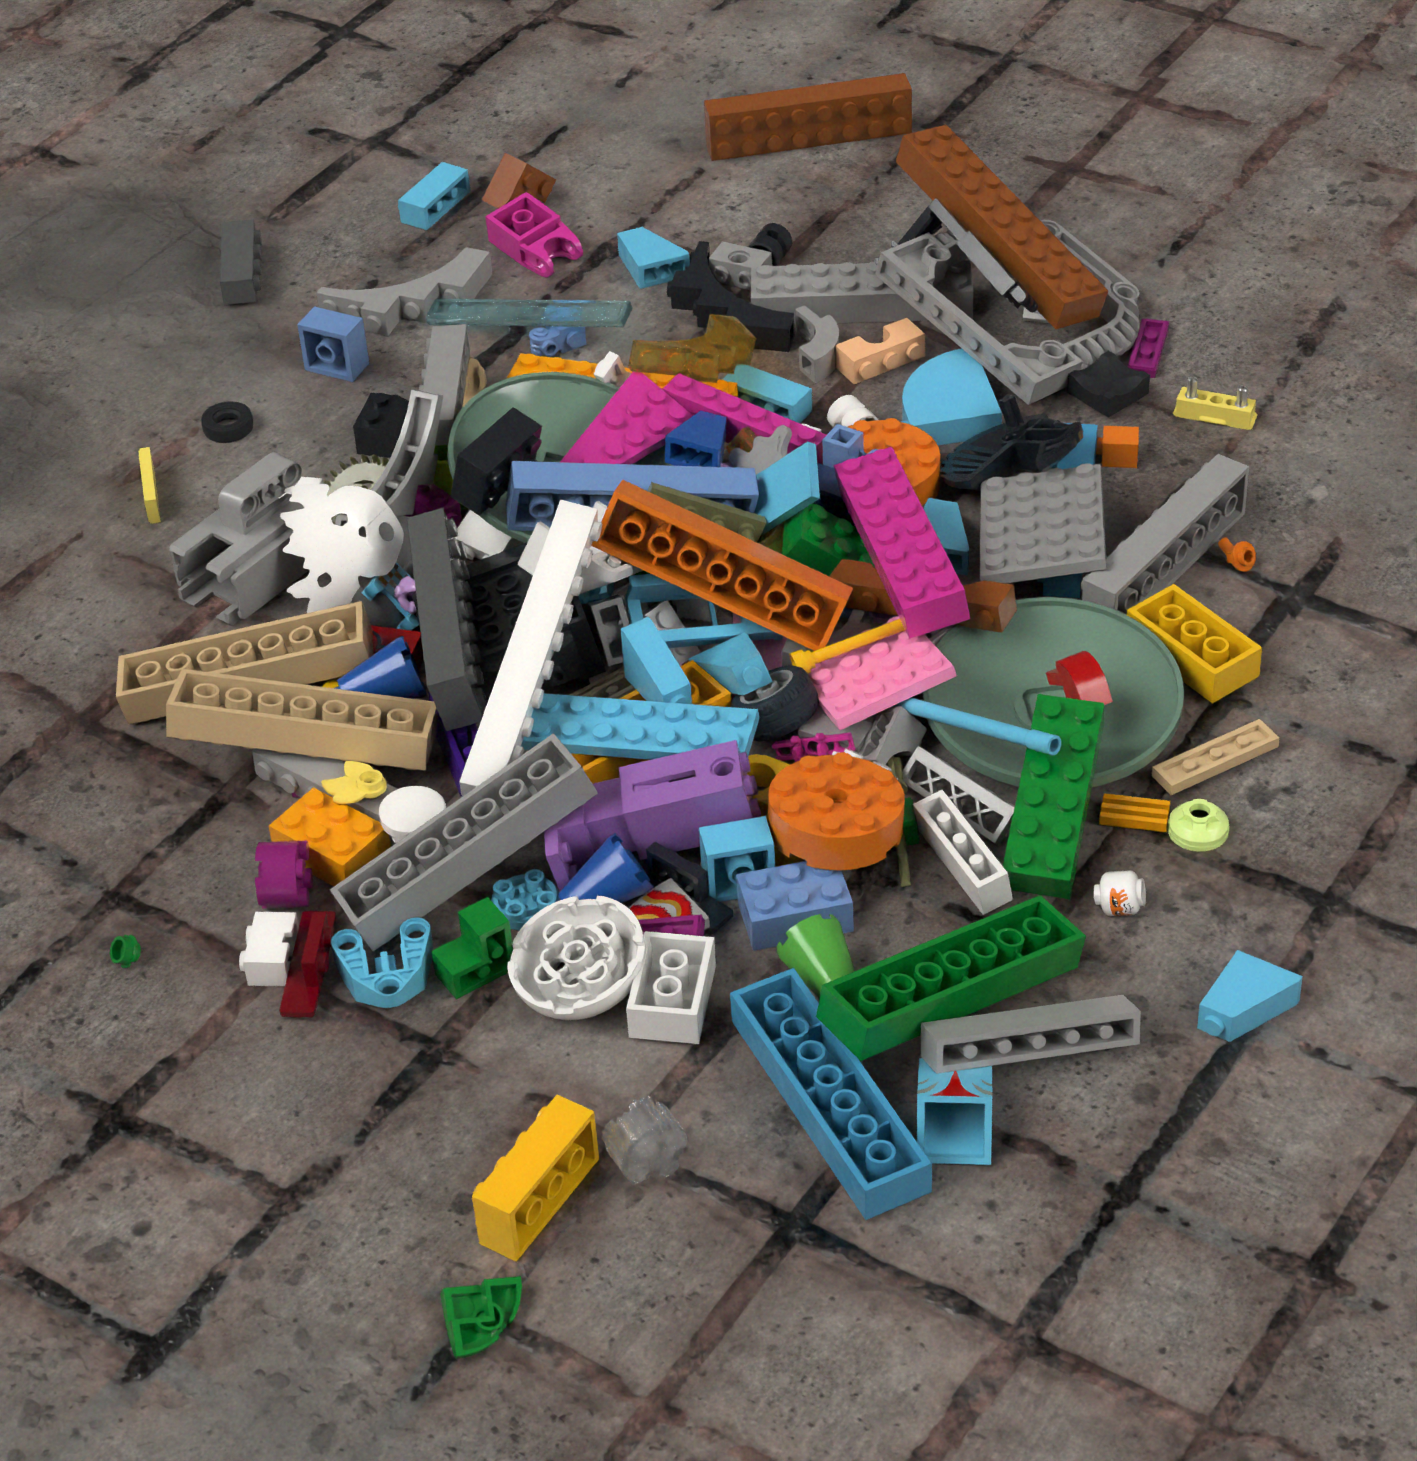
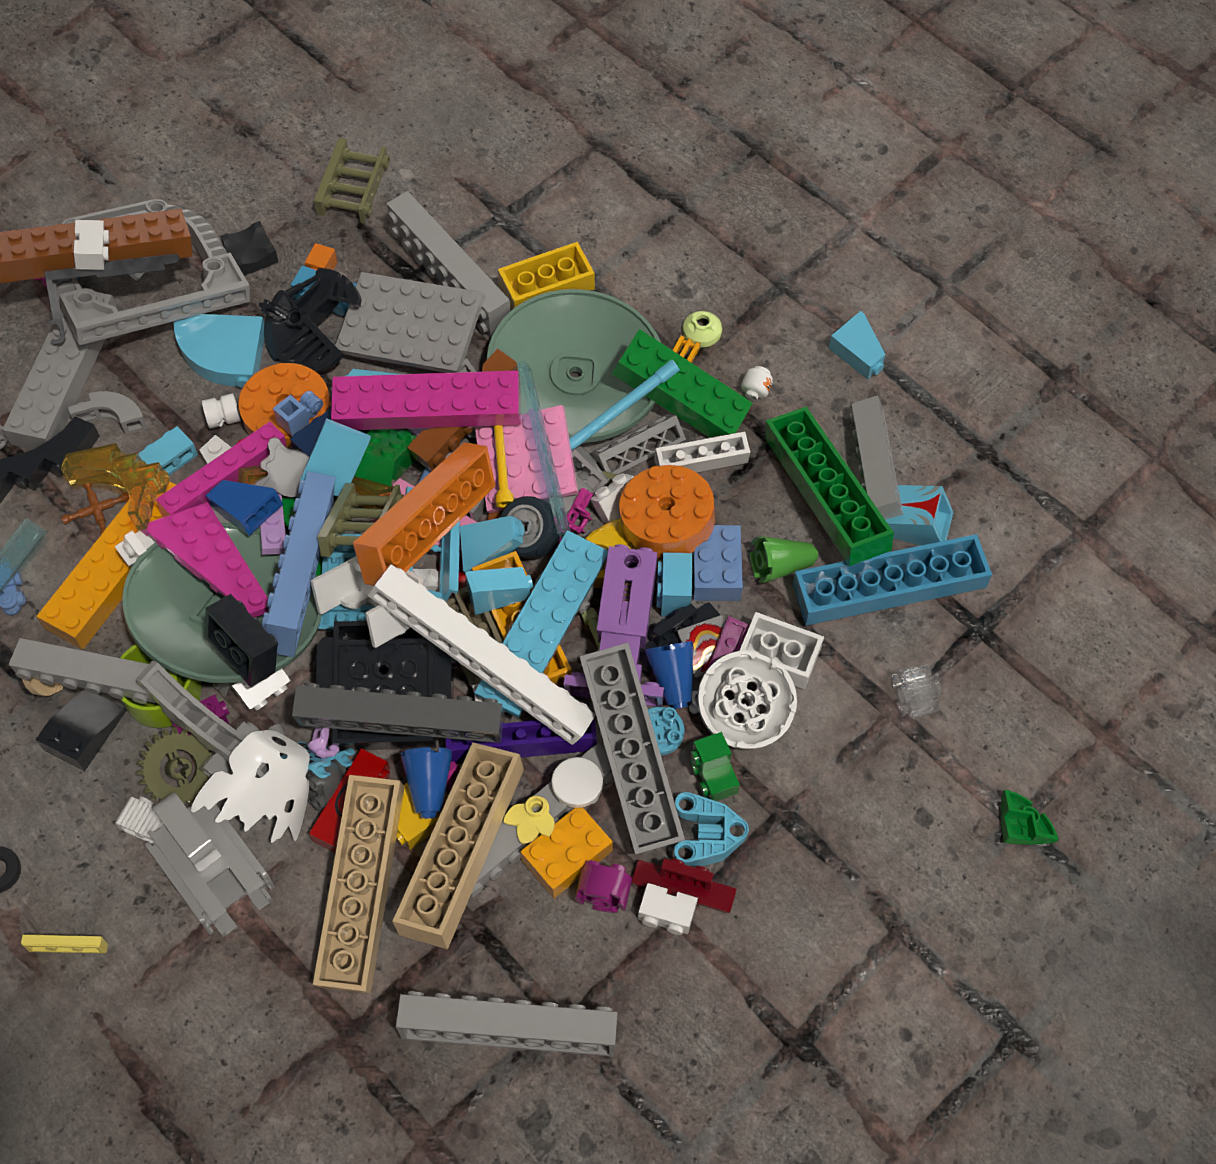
camera: 80 degrees left, 20 degrees up
(94, 830) = (507, 1024): none -> light grey brick
(125, 950) = (639, 1018): green plate -> none
(535, 1177) = (935, 762): yellow brick -> none
(863, 360) = (138, 359): light nougat arch -> none
(873, 662) = (543, 448): none -> clear light blue tile
(985, 214) = (90, 244): none -> white brick
(1081, 678) = (594, 339): red brick -> none
(1149, 346) = (219, 220): magenta tile -> none
(1215, 756) = (648, 298): tan plate -> none
(1216, 407) = (299, 199): light yellow piece -> none
(1241, 555) = (461, 231): orange plate -> none
(1272, 423) = (336, 168): none -> olive fence

